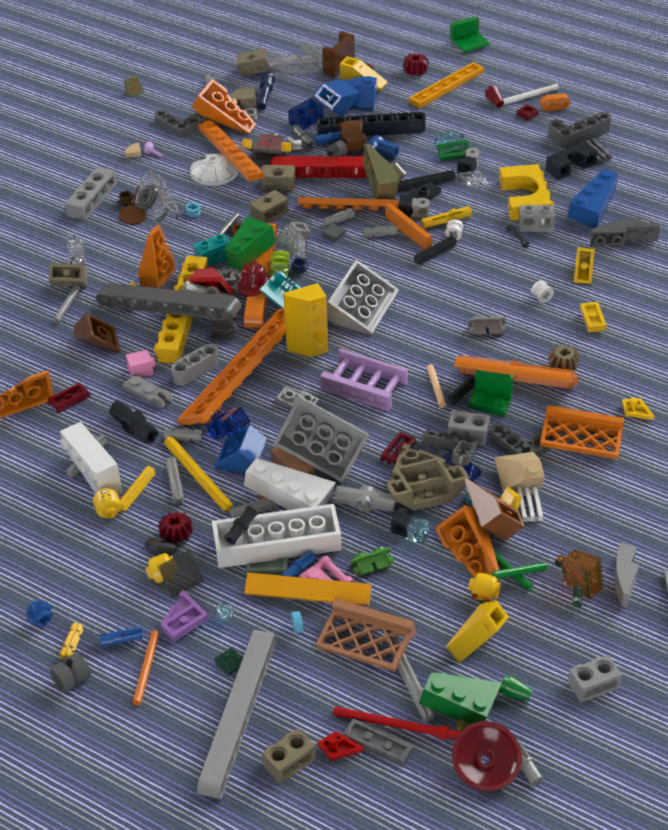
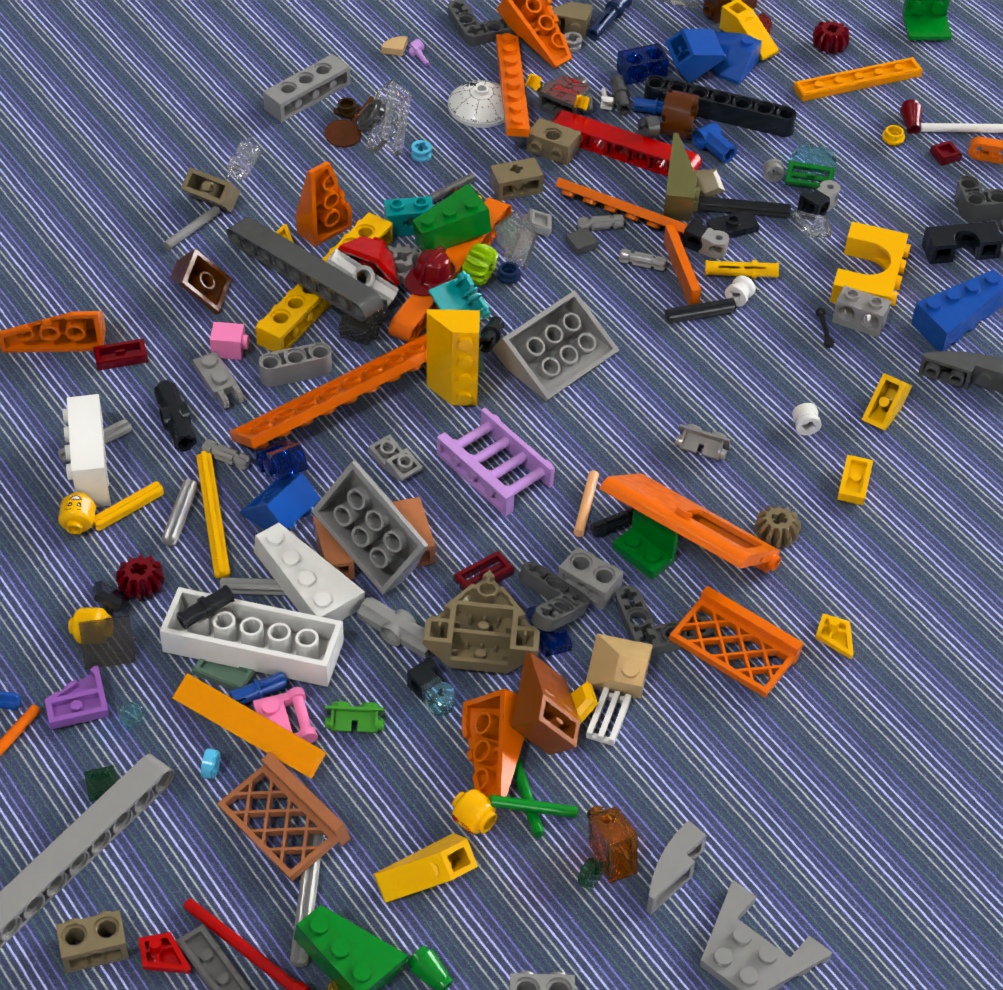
camera: 20 degrees right, 5 degrees up
(432, 156) = (769, 166): none -> light grey bush
(490, 111) = (893, 135): none -> yellow plate

